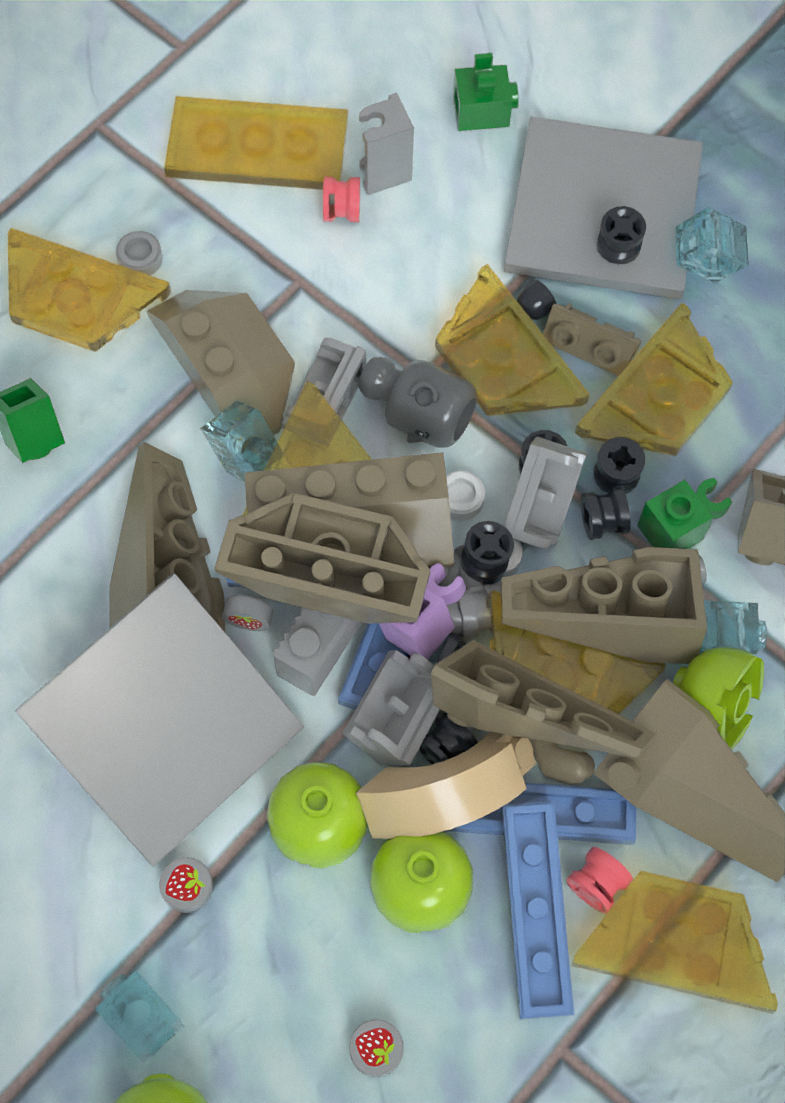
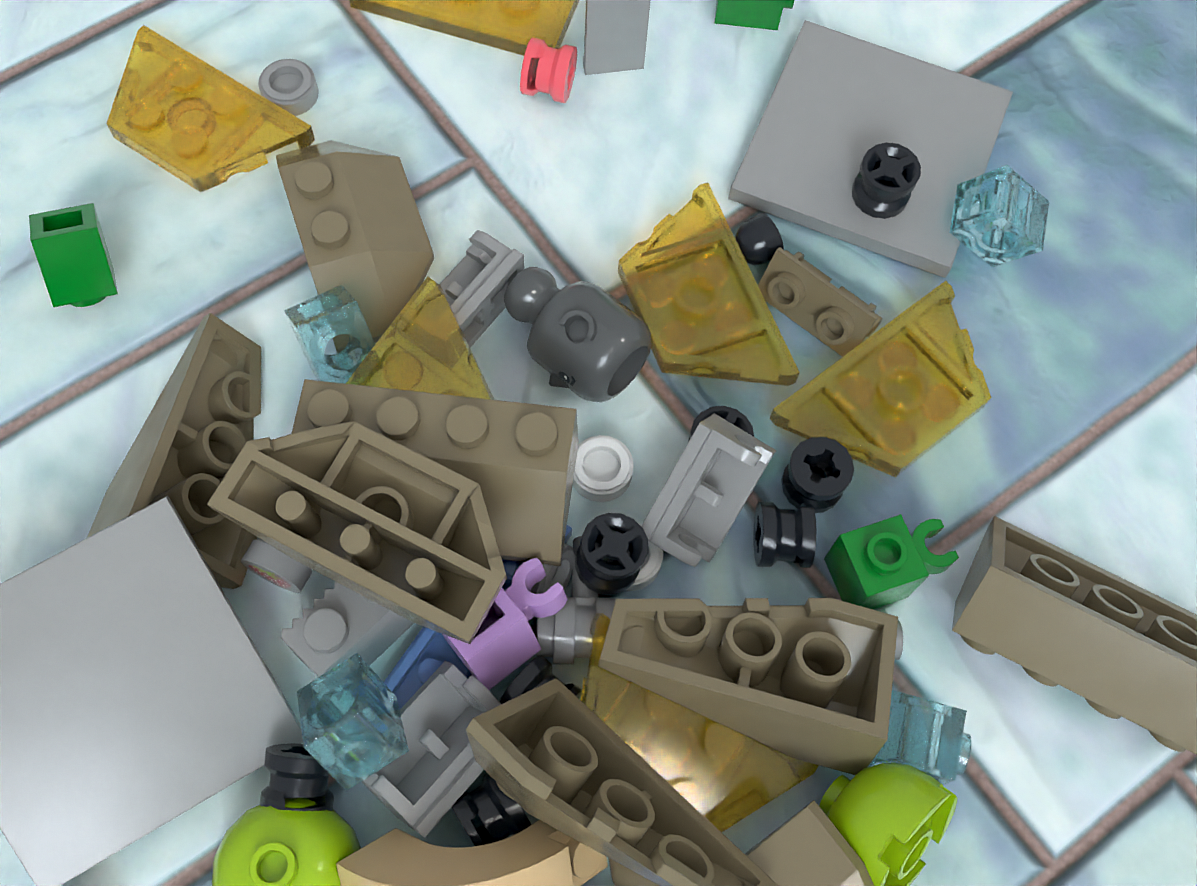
camera: 10 degrees right, 0 degrees up
(309, 745) = (295, 775): none -> black wheel
(340, 699) = (351, 722): none -> clear light blue brick

